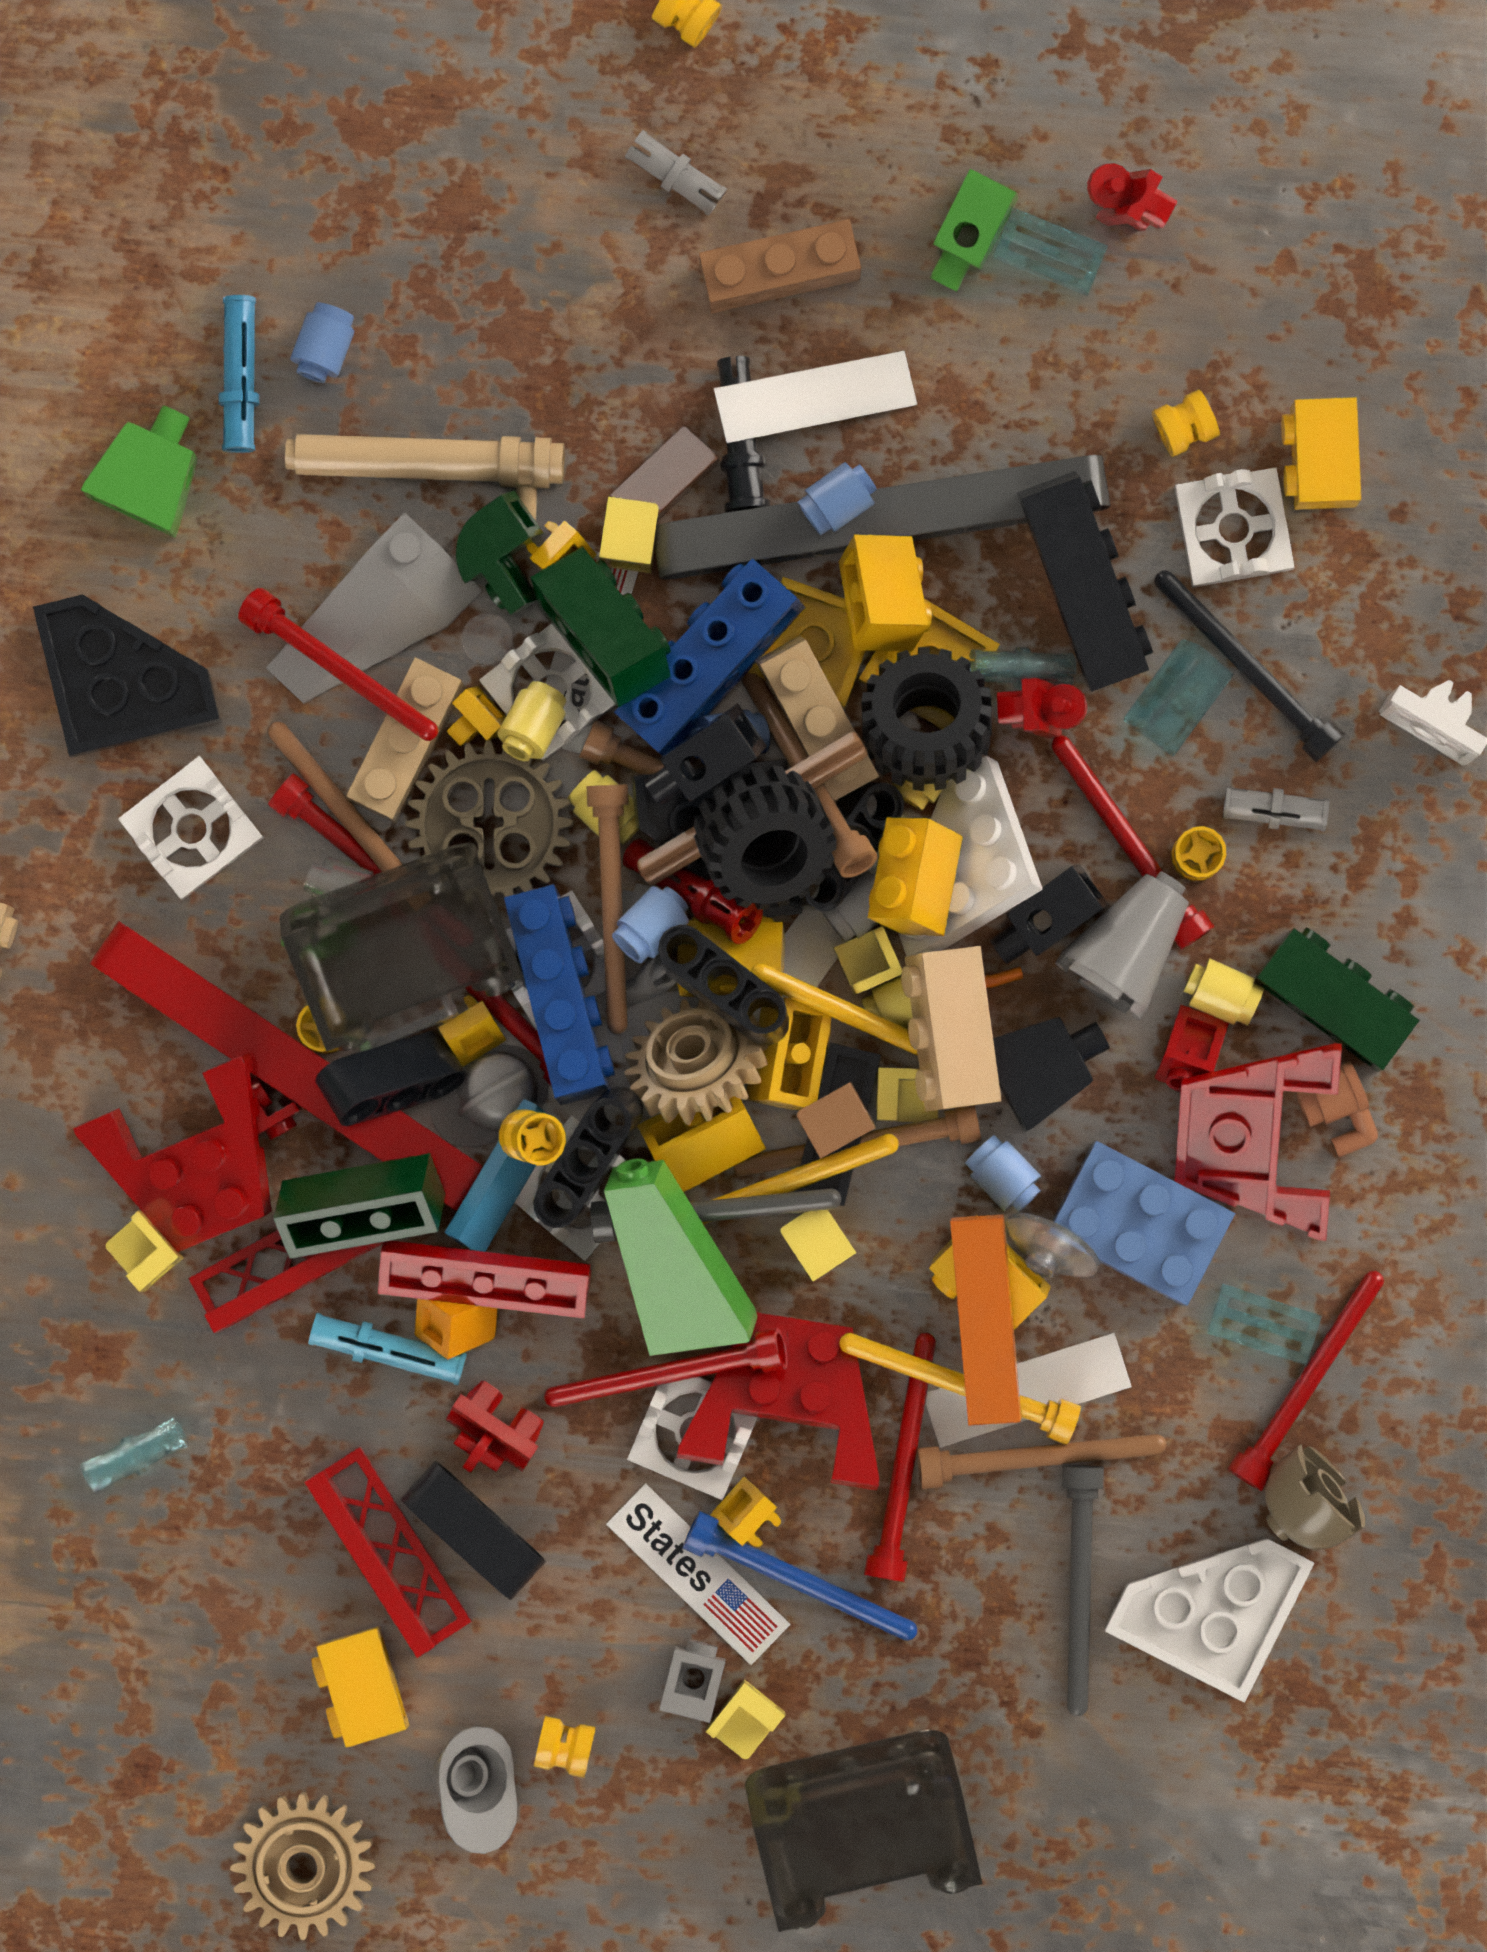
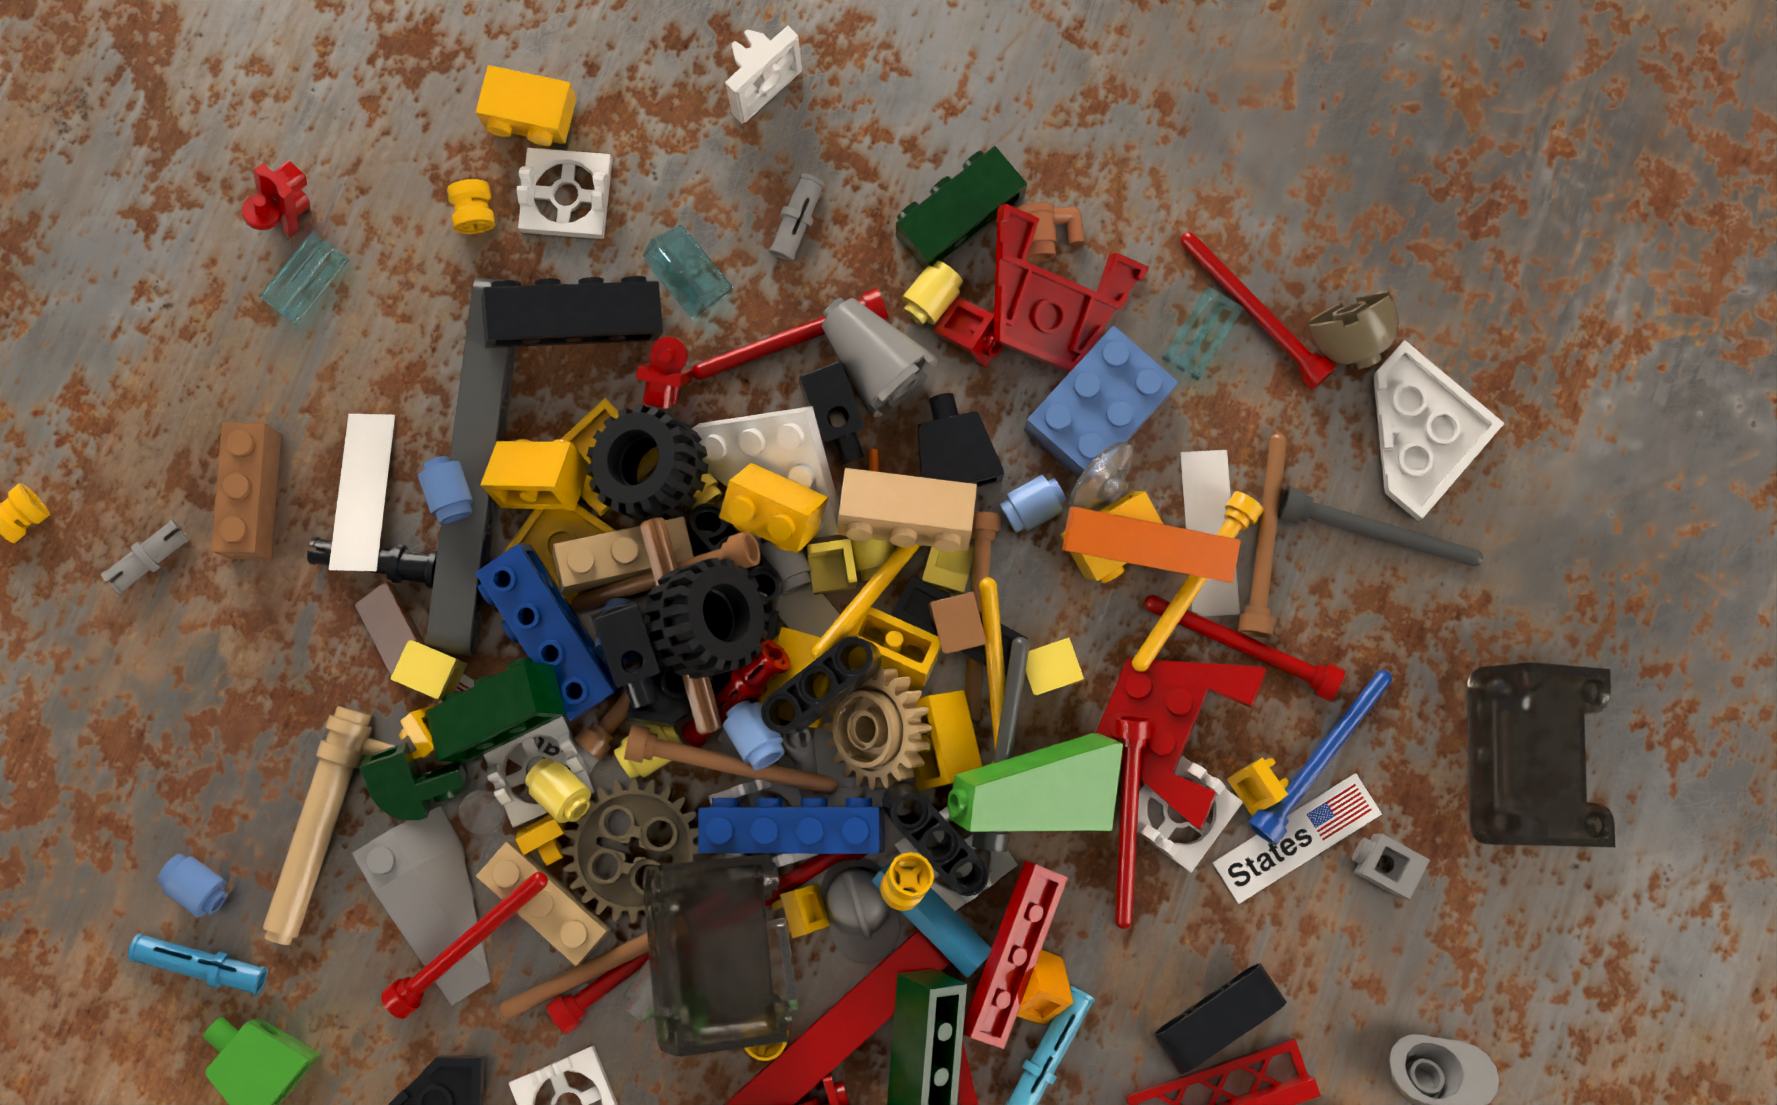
camera: 75 degrees left, 5 degrees down
(390, 1078) = (824, 991): black beam -> none
(489, 1438) = (1126, 991): red hips -> none
(564, 1746) = (1419, 987): yellow wheel -> none
(745, 1720) = (1427, 828): light yellow panel -> none
(978, 204) = (251, 320): bright green torso -> none
(1021, 664) = (625, 385): clear light blue pin -> none
(1202, 847) = (816, 275): yellow wheel -> none
(1316, 733) = (745, 171): black piece -> none

